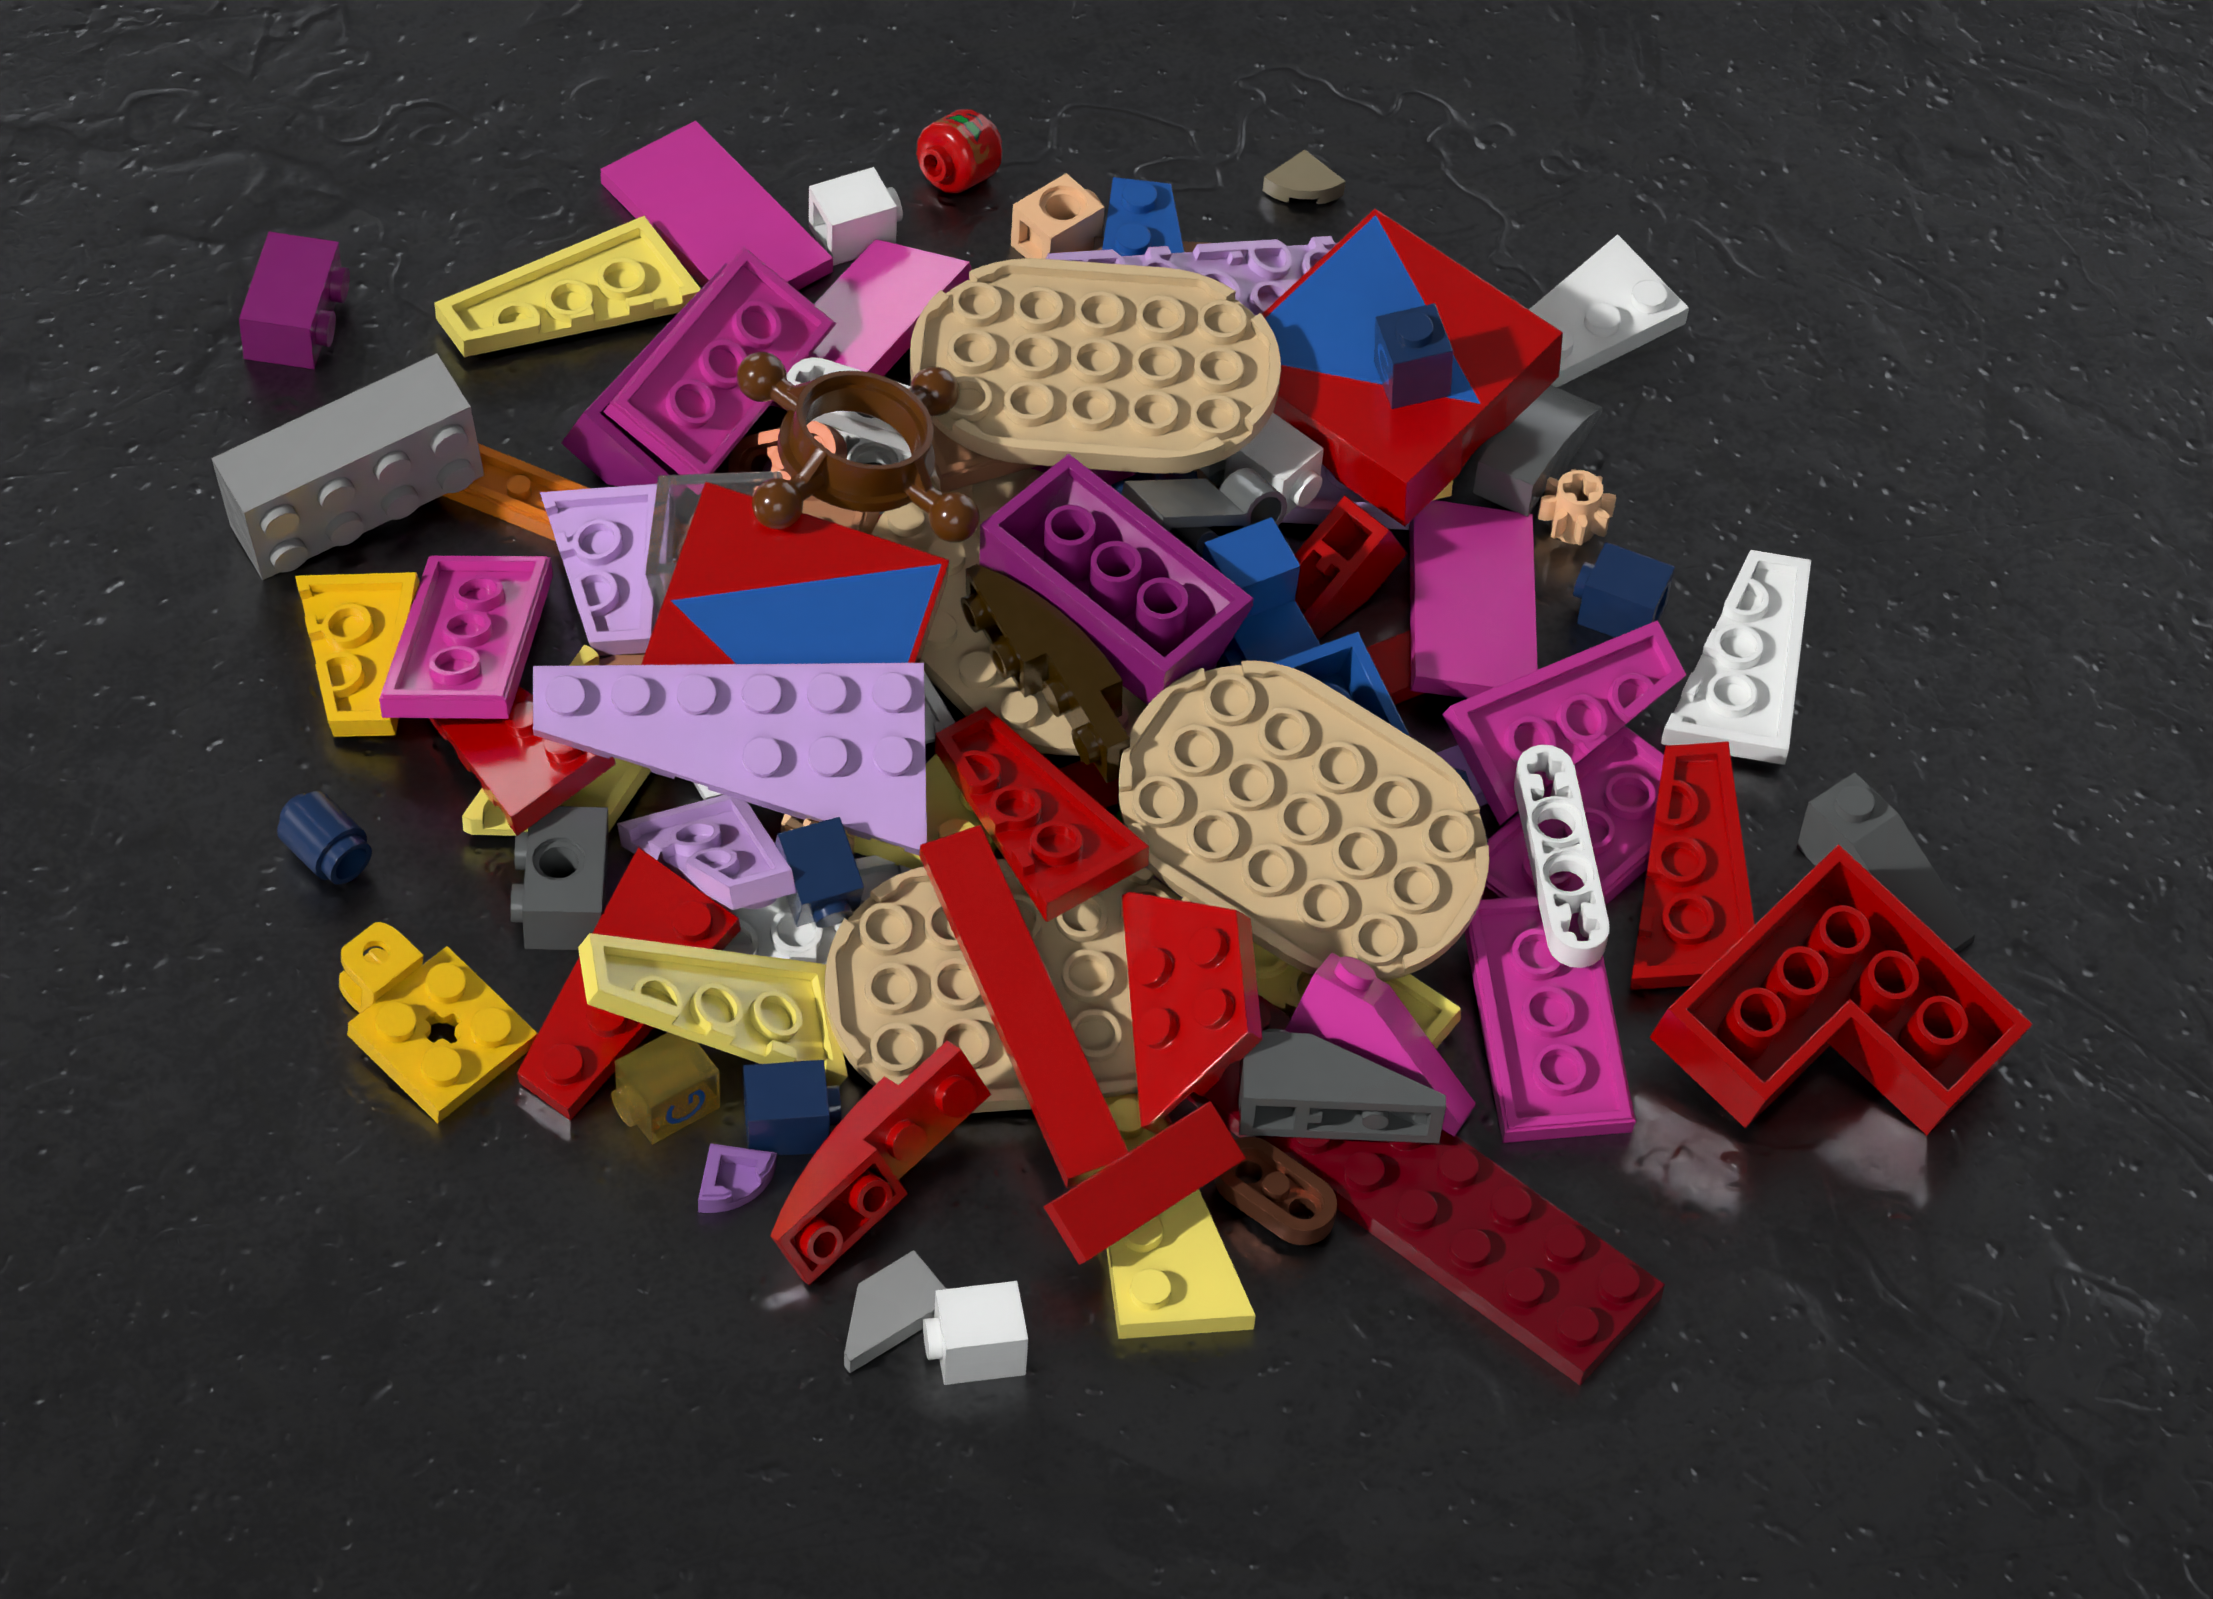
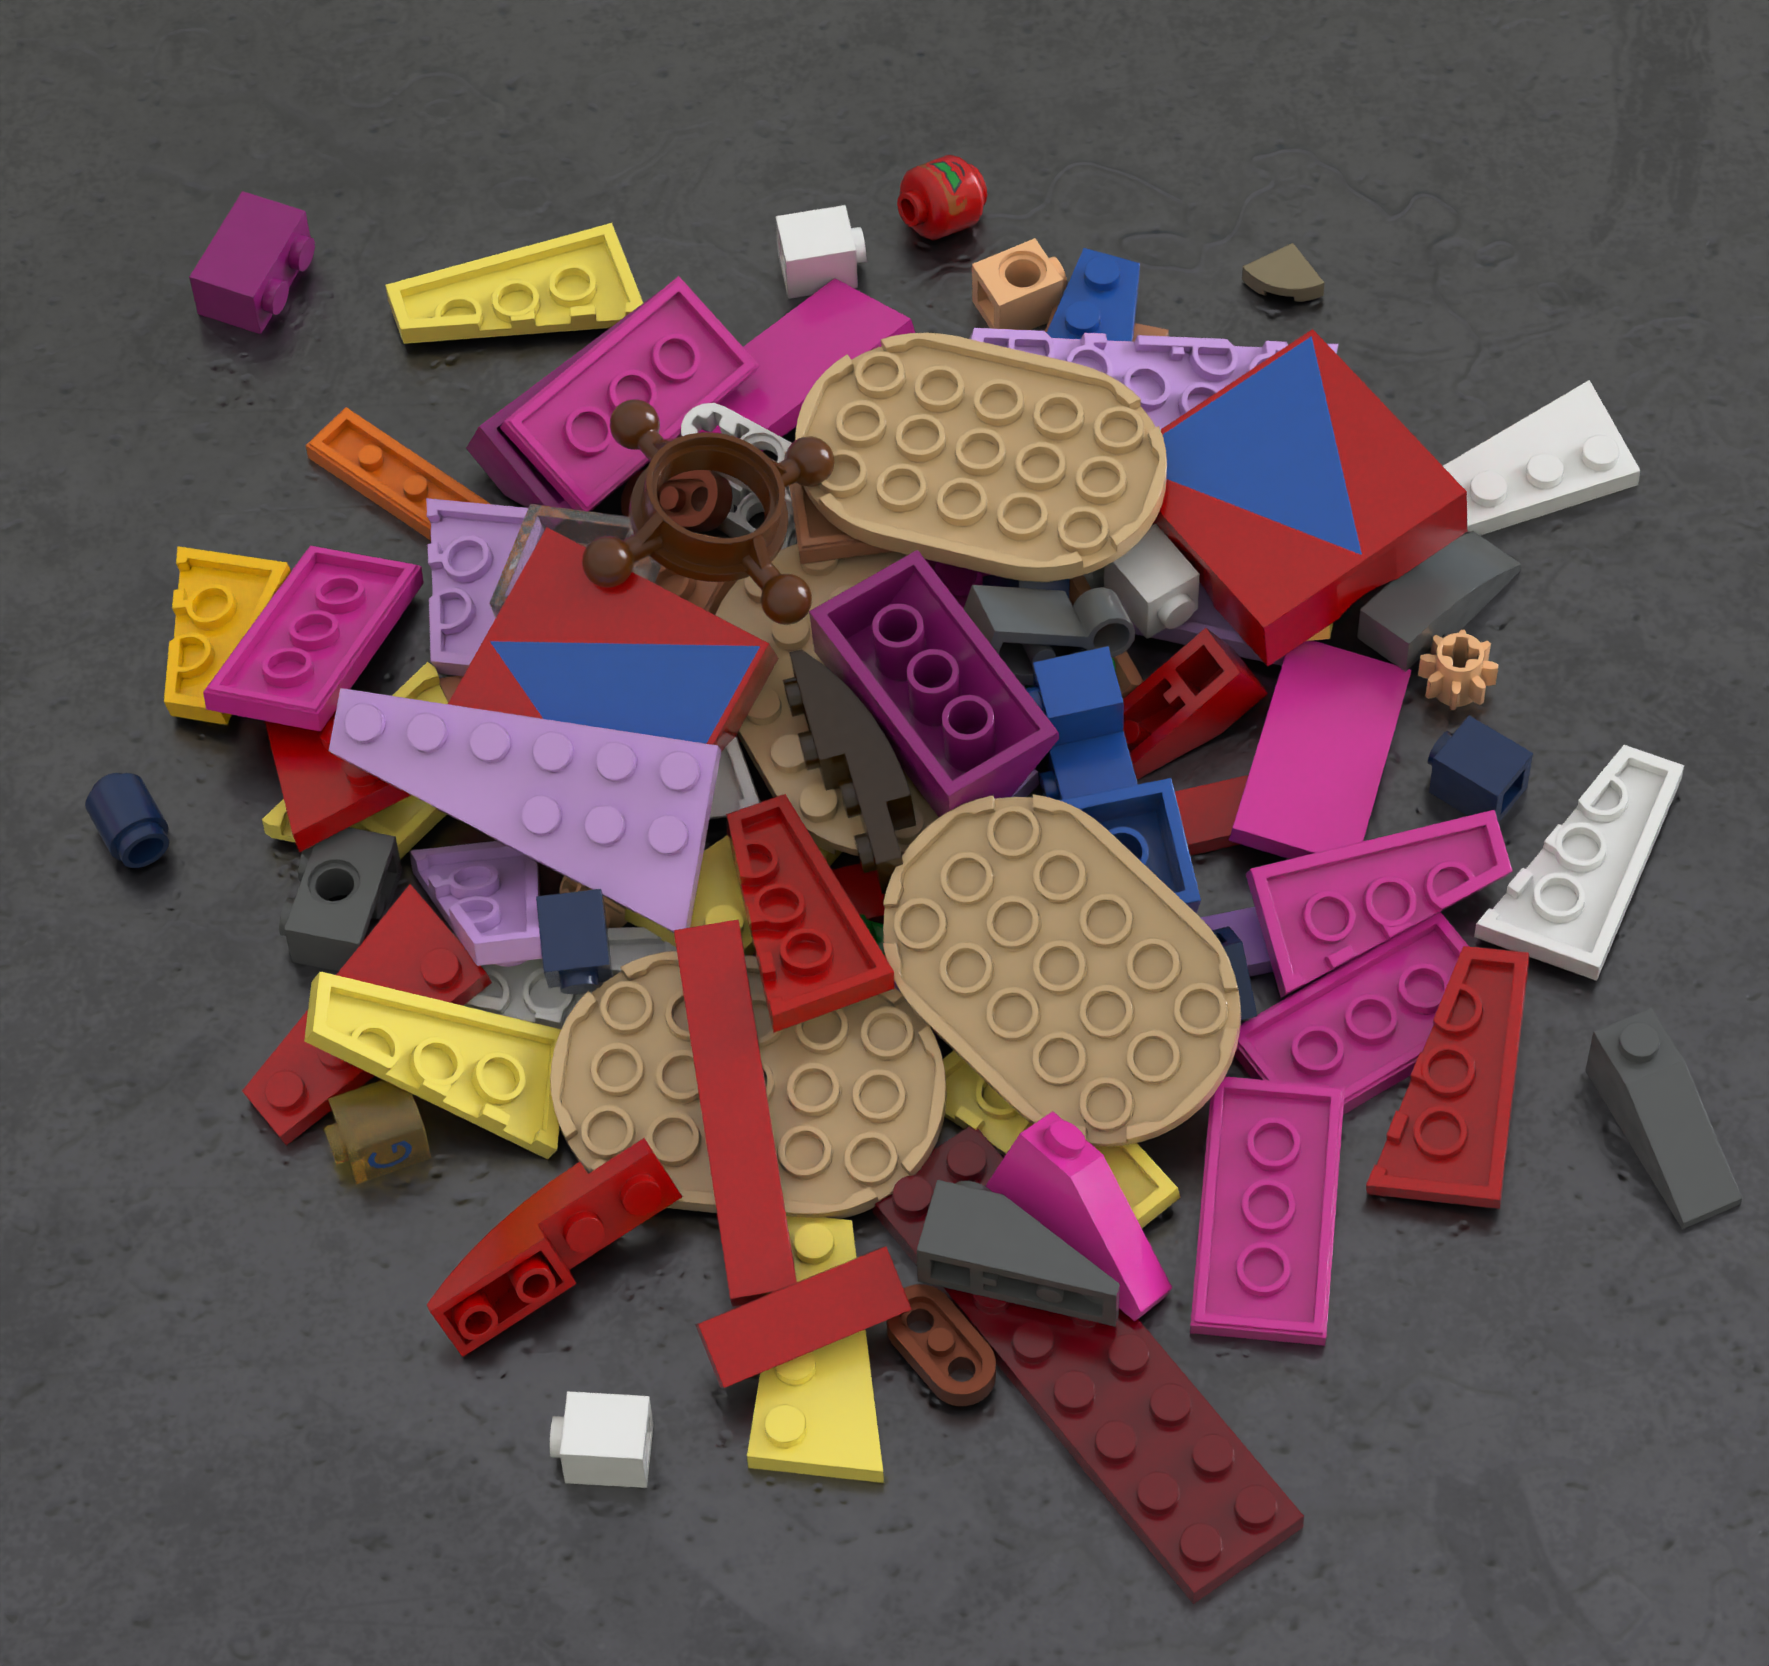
camera: 20 degrees right, 5 degrees up
(349, 467) = (244, 447): light grey brick -> none
(401, 1001) = (156, 999): yellow plate -> none
(712, 208) = (687, 225): dark pink tile -> none
(734, 1177) = (421, 1233): medium lavender tile -> none
(789, 1106) = (487, 1172): dark blue brick -> none
(890, 1309) = (529, 1397): light grey tile -> none
(1187, 997) = (893, 1136): red wing -> none
(1413, 356) = (1298, 496): dark blue brick -> none
(1565, 854) = (1321, 1045): white beam -> none
(1848, 972) = (1568, 1217): red brick -> none

